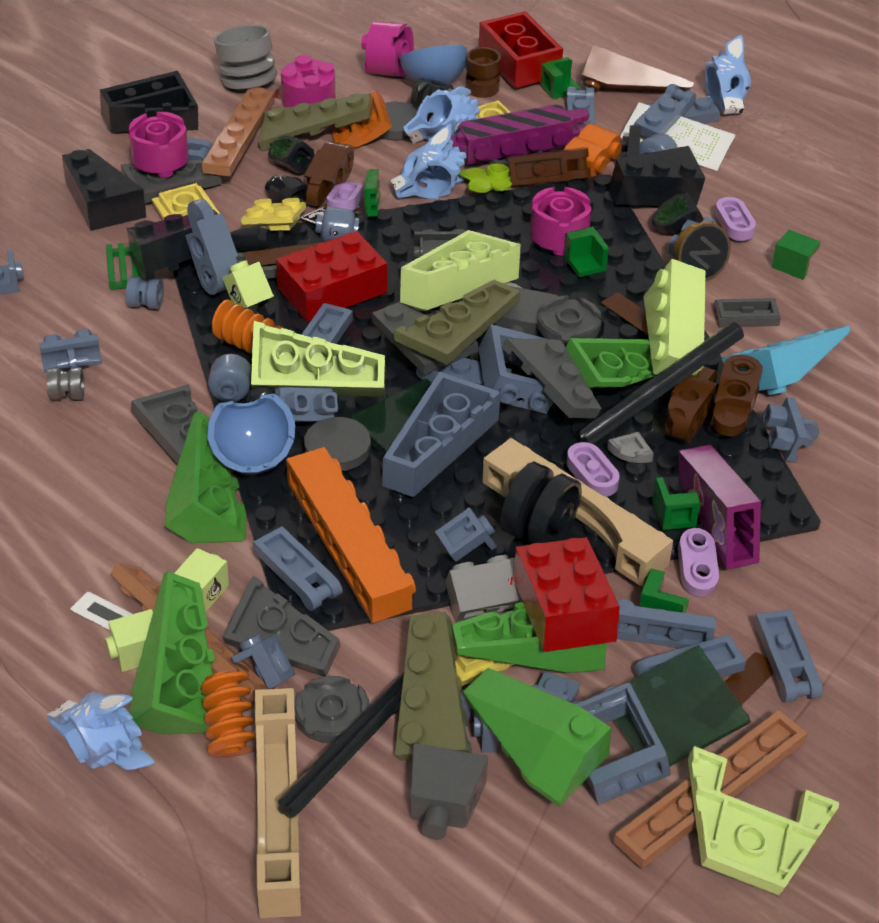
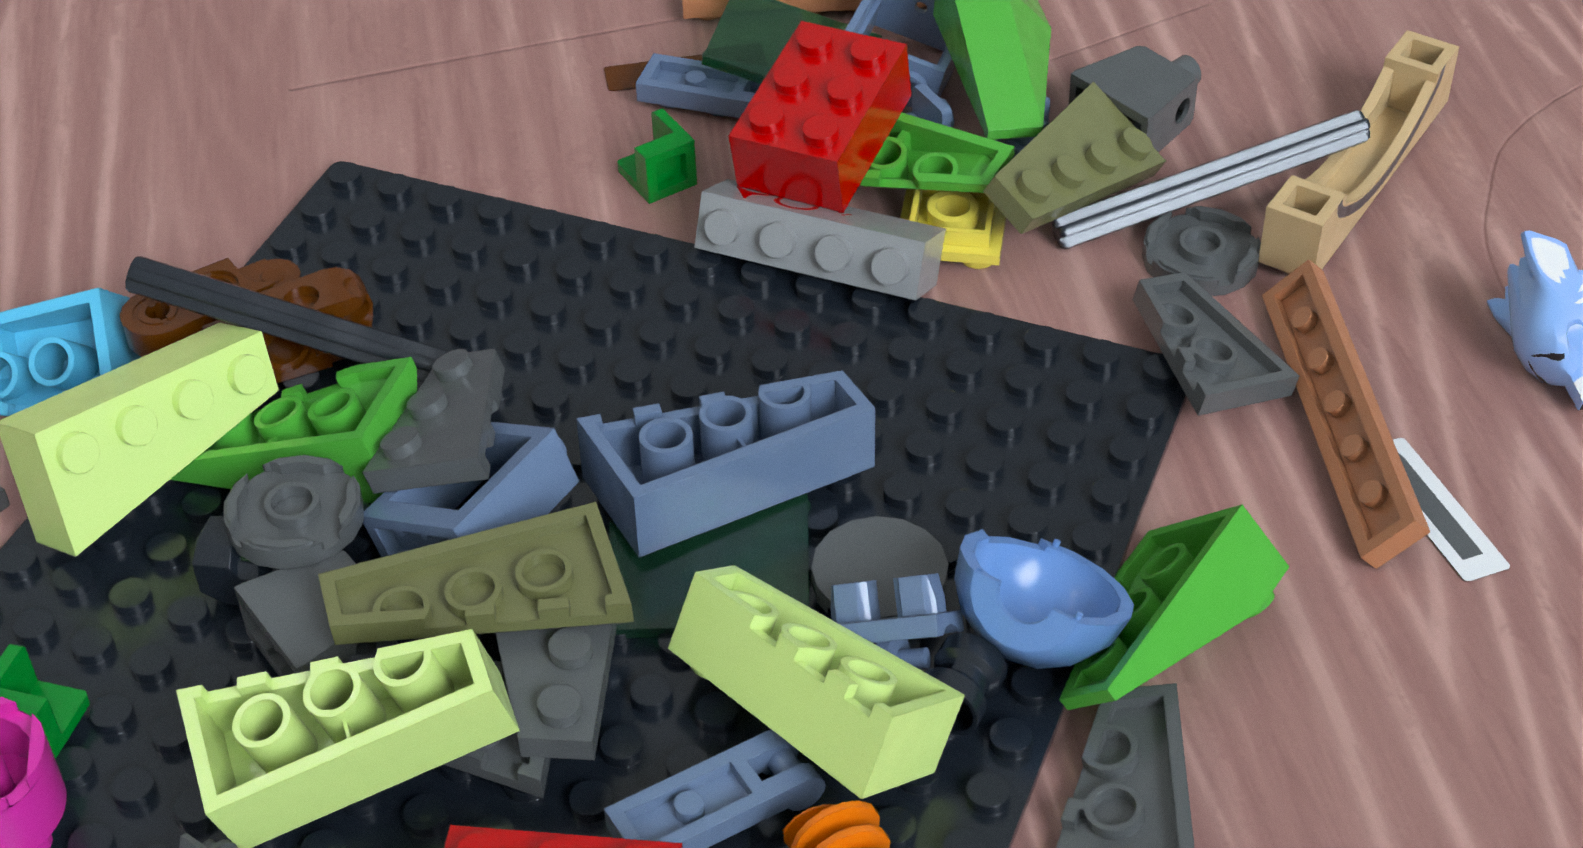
camera: 140 degrees left, 0 degrees up
(128, 638) = (1440, 430): yellowish green brick -> none
(173, 662) = (1421, 318): bright green wedge -> none
(207, 570) = (1278, 471): yellowish green brick -> none
(225, 714) = (1365, 250): orange piece -> none
(230, 378) = (970, 788): sand blue head -> none
(269, 659) = (1270, 306): sand blue bracket -> none
(297, 567) = (1122, 401): sand blue plate -> none
(350, 535) = (1002, 402): orange brick -> none
(465, 534) = (832, 314): sand blue bracket -> none
(540, 505) = (710, 255): black wheel -> none
(593, 468) = (546, 323): lavender plate -> none
(627, 310) = (119, 568): reddish brown sticker -> none
(631, 448) = (443, 331): light grey tile -> none
(632, 541) = (659, 354): tan arch -> none
(663, 626) = (696, 116): sand blue plate -> none
(675, 510) = (511, 224): green panel -> none
(698, 558) = (555, 177): lavender plate -> none
(726, 505) = (454, 177): magenta slope -> none
(788, 655) = (589, 53): sand blue plate -> none
(789, 428) = (208, 242): sand blue hips -> none

